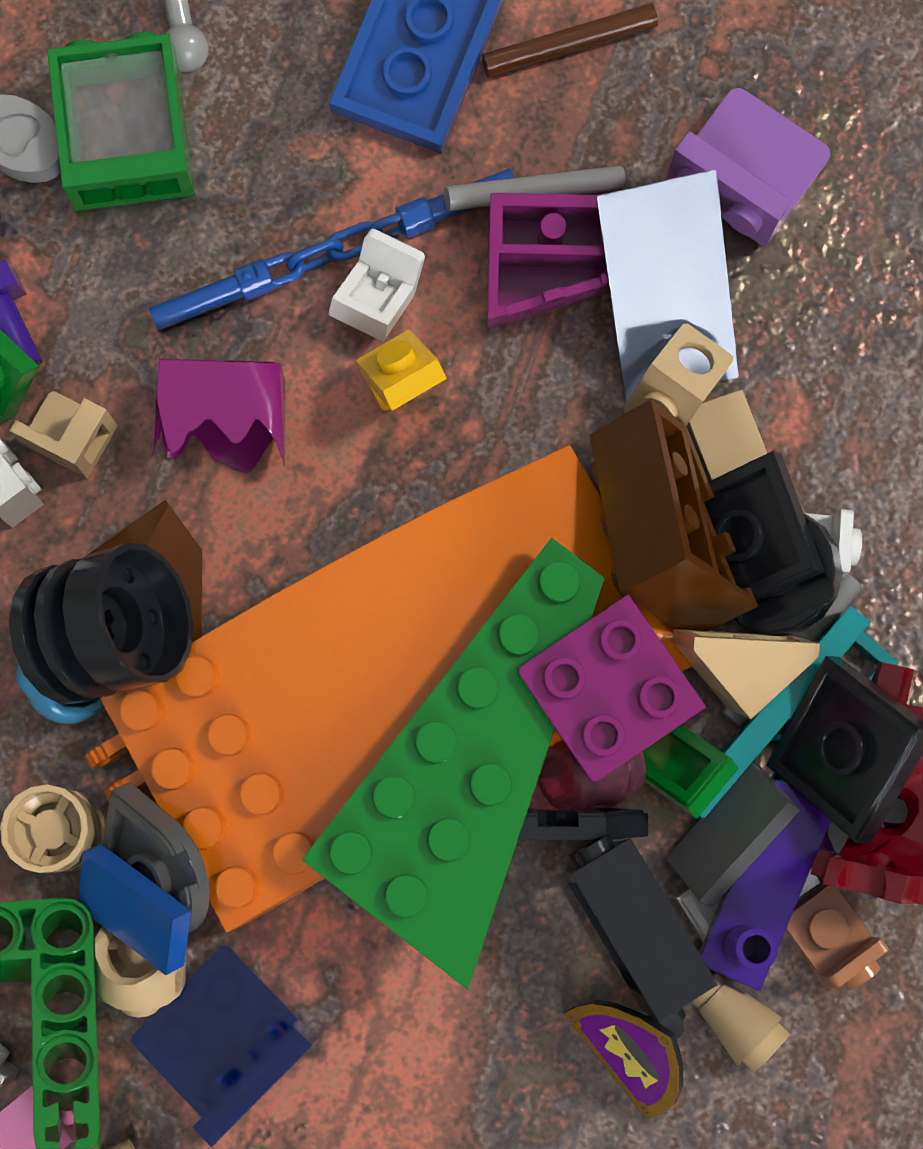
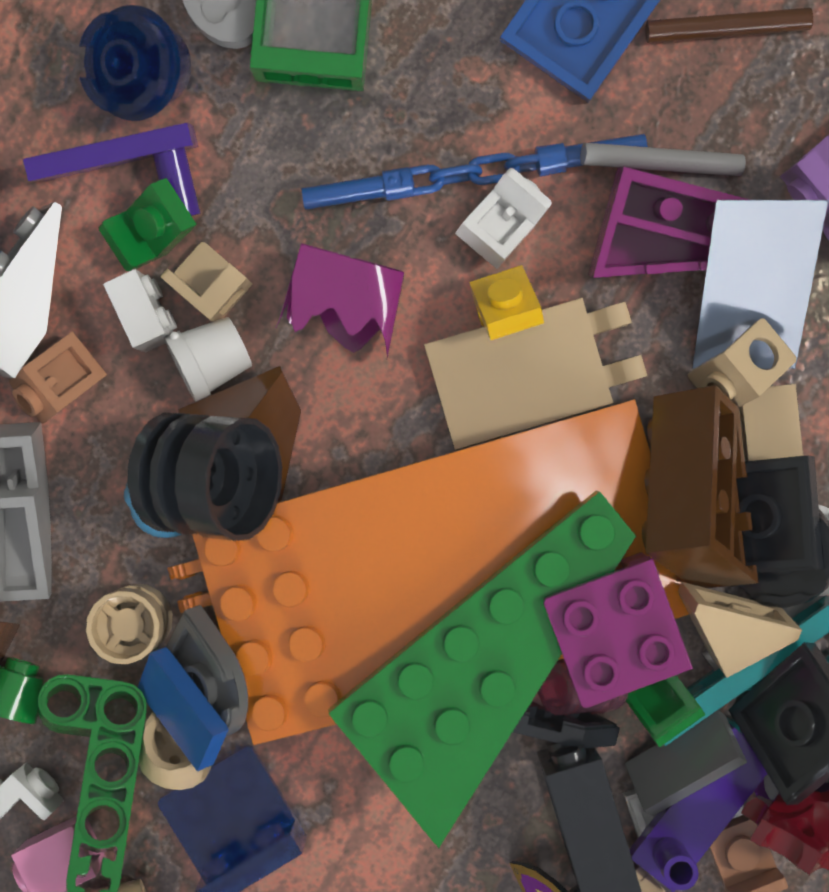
camera: 15 degrees right, 10 degrees up
(82, 508) = (208, 356): none -> white piece
(446, 440) = (529, 374): none -> tan tile

